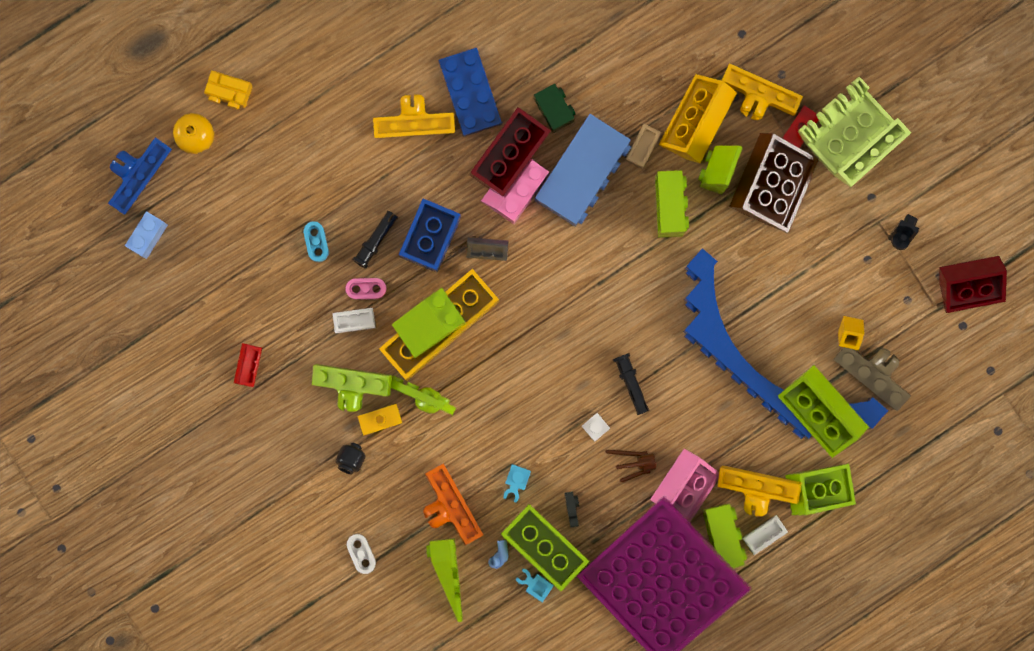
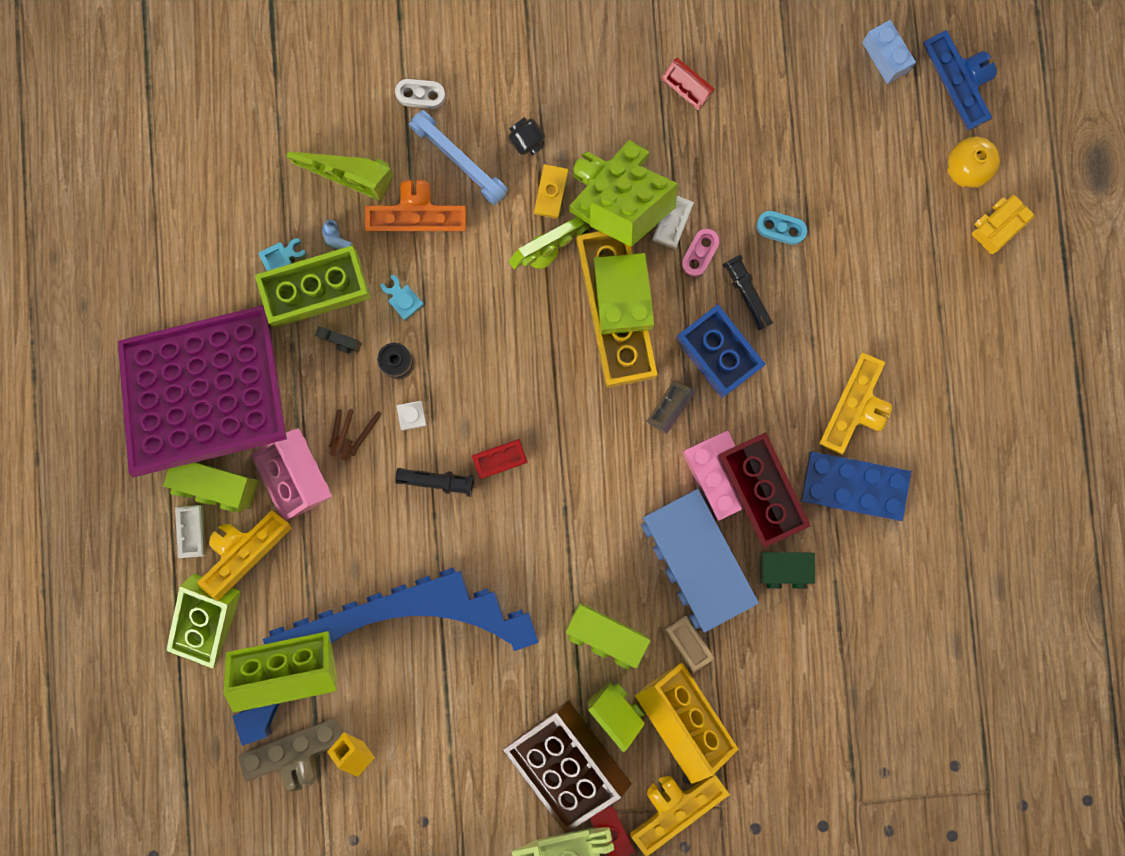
camera: 120 degrees right, 0 degrees up
(361, 351) = (633, 205): none -> lime brick
(402, 461) = (492, 189): none -> light blue piece
(564, 458) = (396, 361): none -> black wheel
(591, 347) = (499, 459): none -> red plate

